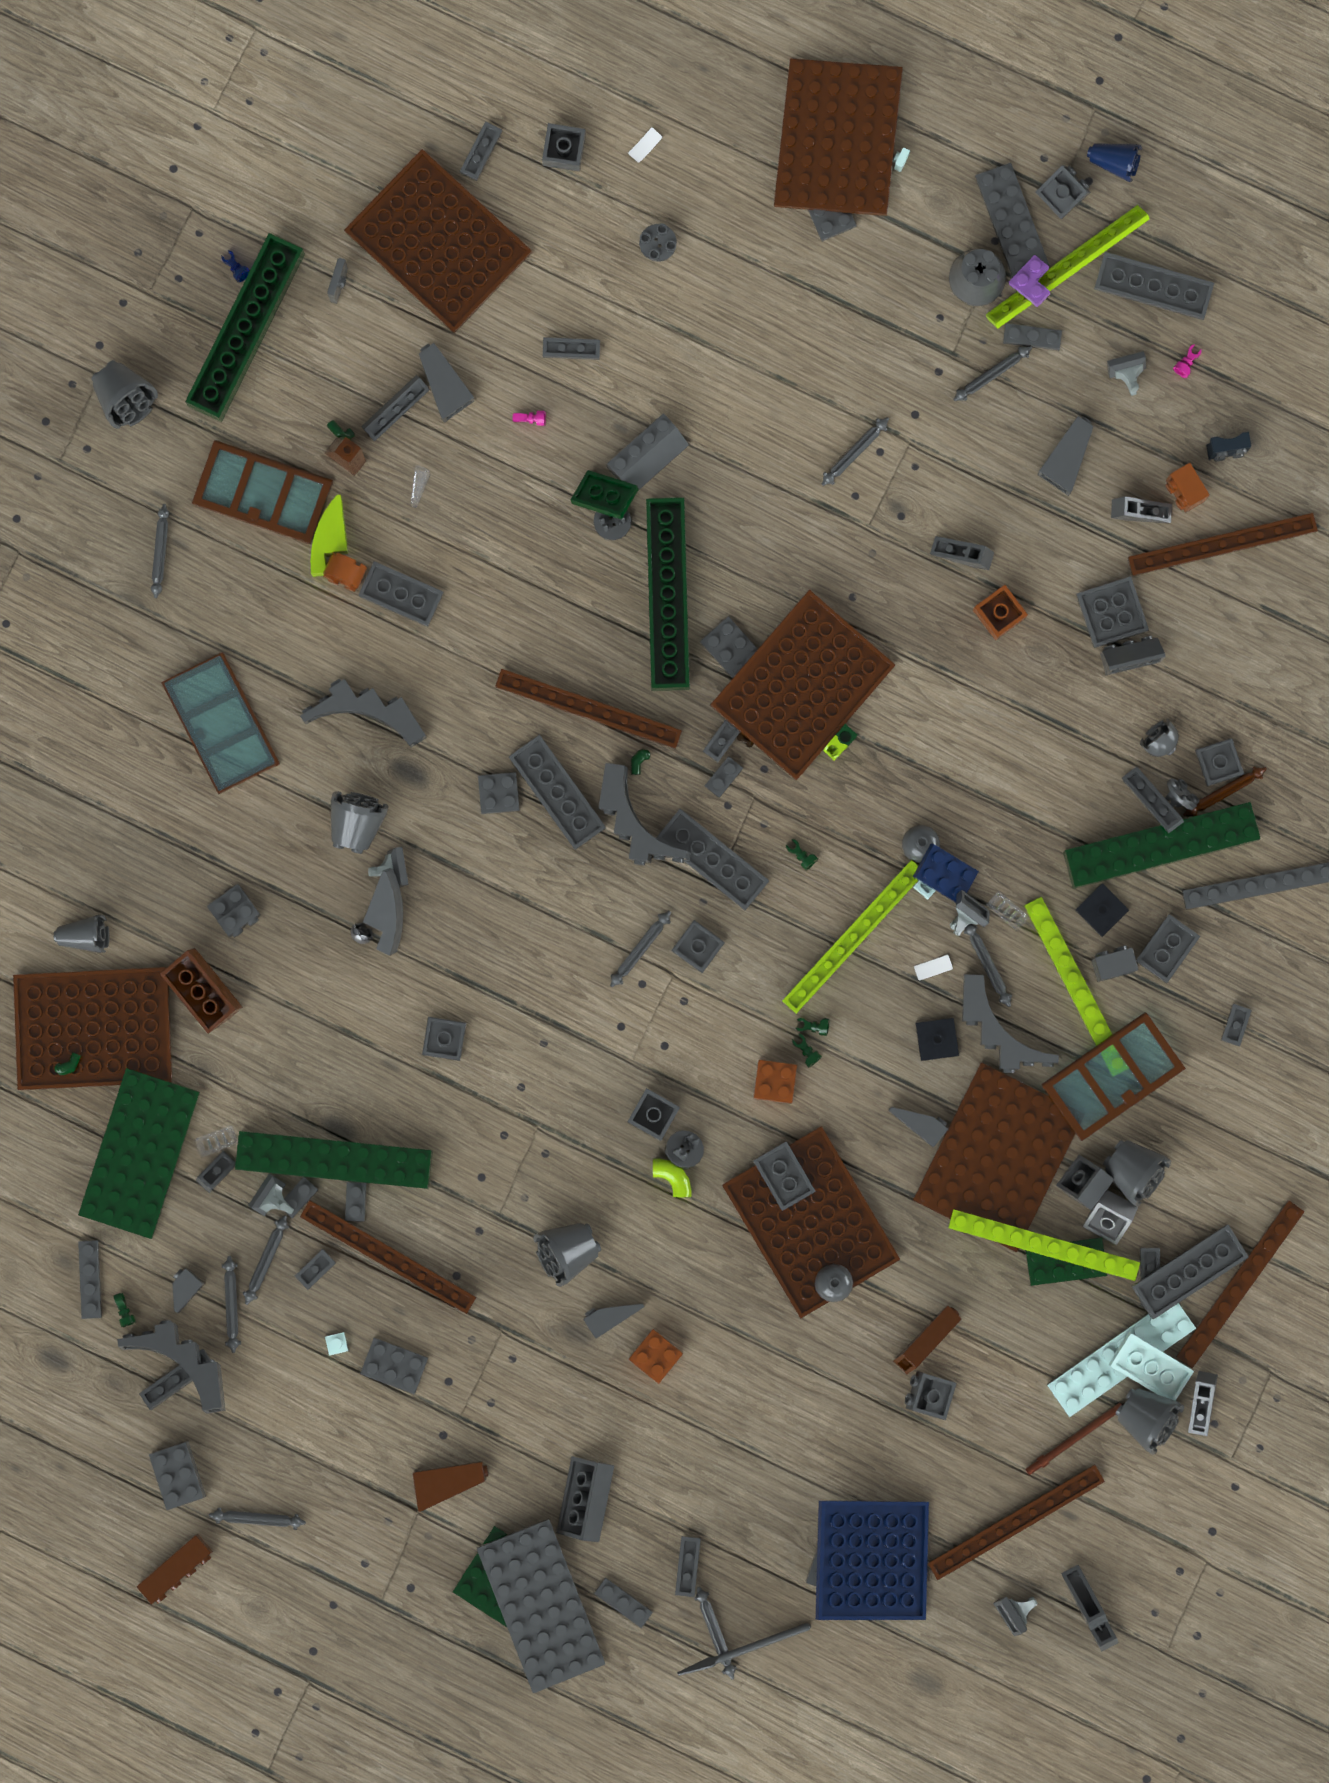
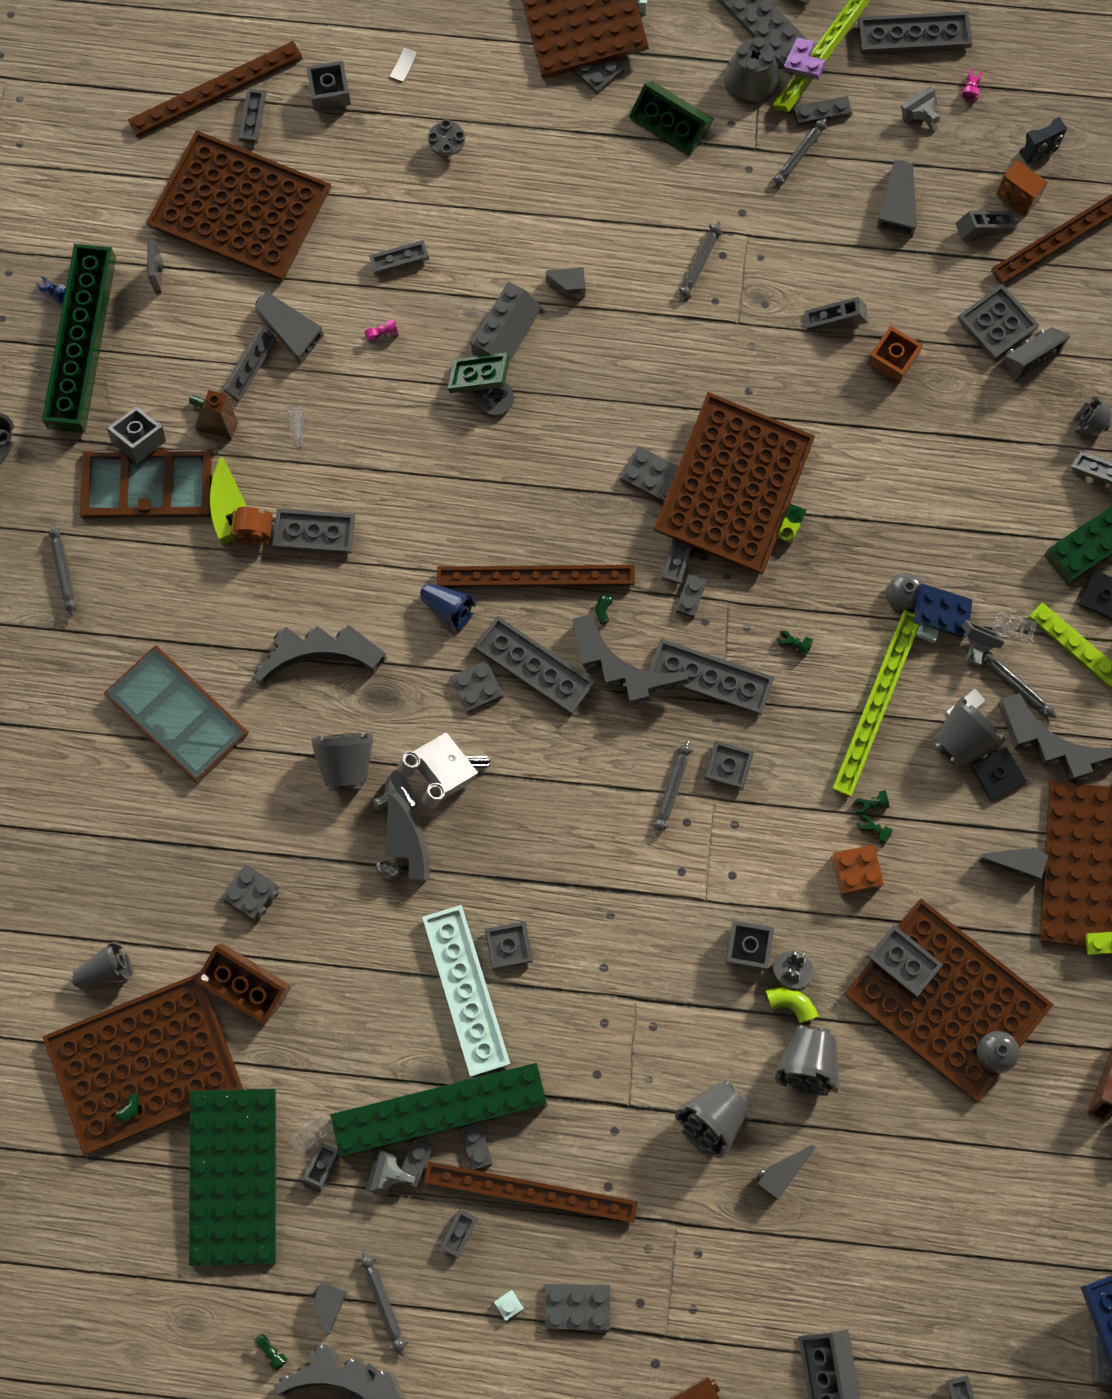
camera: 20 degrees left, 10 degrees down
(90, 1279) = (224, 1331): dark grey plate -> none
(265, 1260) = (403, 1242): dark grey wheel -> none
(267, 444) = (136, 434): none -> dark grey brick
(393, 1064) = (466, 991): none -> light aqua plate
(440, 860) = (442, 767): none -> piece
(455, 108) = (215, 89): none -> reddish brown plate
(498, 709) = (449, 605): none -> dark blue cone
(655, 1356) = (846, 1195): dark orange brick -> none
(667, 594) = (573, 444): dark green brick -> none
(667, 1233) = (810, 1062): none -> dark grey cone
(722, 430) = (567, 282): none -> dark grey slope
(882, 294) = (670, 117): none -> dark green slope
(920, 996) = (967, 735): none -> dark grey cone

